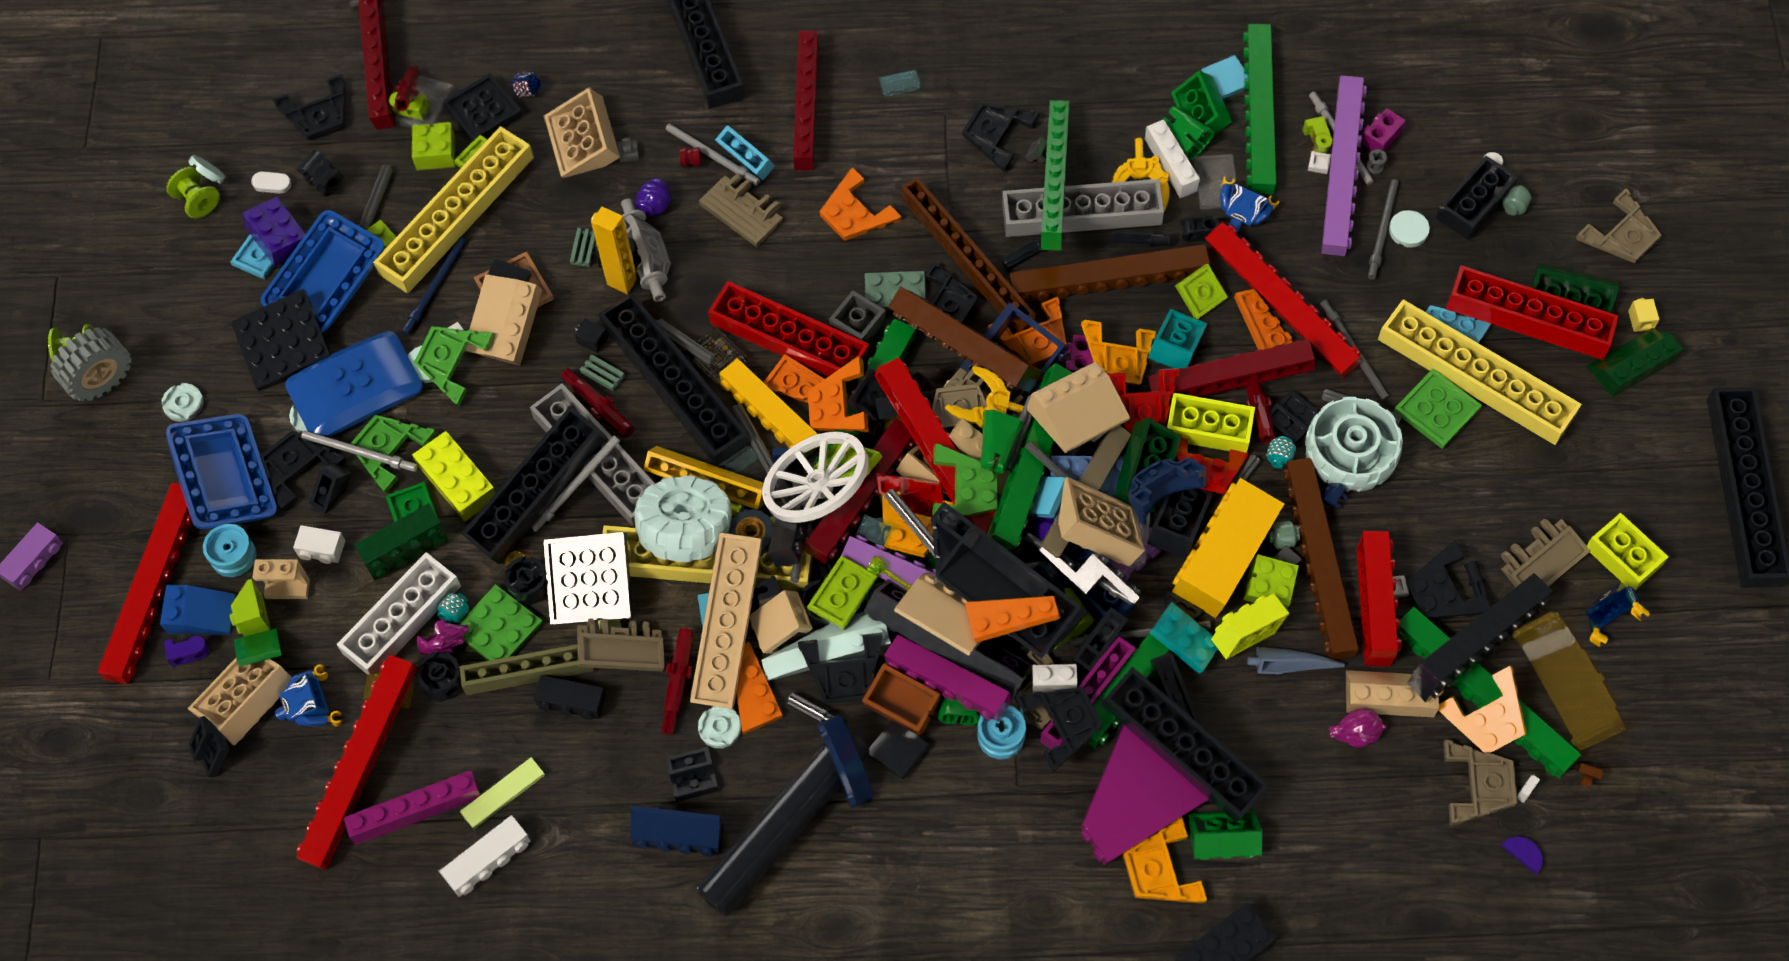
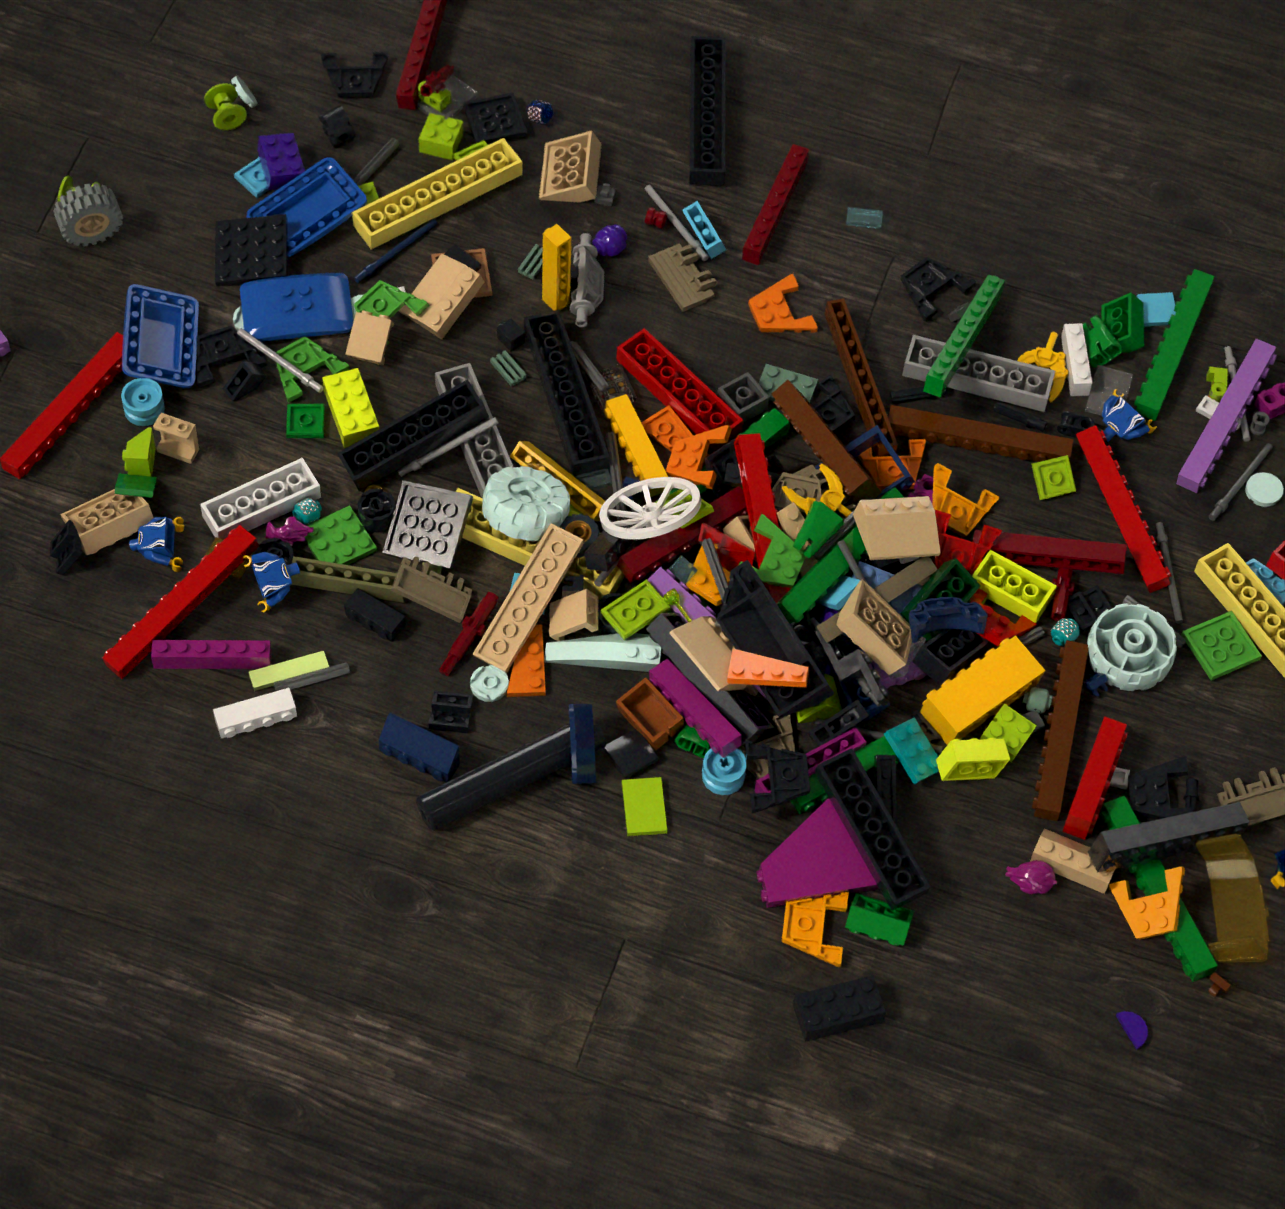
camera: 15 degrees right, 5 degrees down
(182, 402) = (150, 272): light aqua tile -> none
(186, 651) = (76, 469): dark purple leg -> none
(196, 610) = (96, 440): blue slope -> none
(271, 182) = (293, 121): white tile -> none
(319, 544) = (217, 423): white brick -> none
(401, 542) = (285, 443): dark green brick -> none
(444, 392) = (369, 337): none -> tan panel
(445, 698) = (272, 576): none -> blue torso
(530, 792) = (313, 677): none -> dark grey axle
(599, 405) = (495, 394): dark red piece -> none
(810, 708) = (570, 694): black axle -> none
(843, 678) = (606, 679): black wing -> none
(934, 802) = (644, 806): none -> lime tile
(1053, 677) = (784, 738): white brick -> none
(1177, 340) = (1014, 510): teal slope -> none
(1261, 324) = (1095, 519): orange wing -> none
(1280, 661) = (995, 802): sand blue piece -> none
(1490, 783) = (1128, 963): dark tan wing -> none
(1527, 789) = (1159, 977): white tile -> none

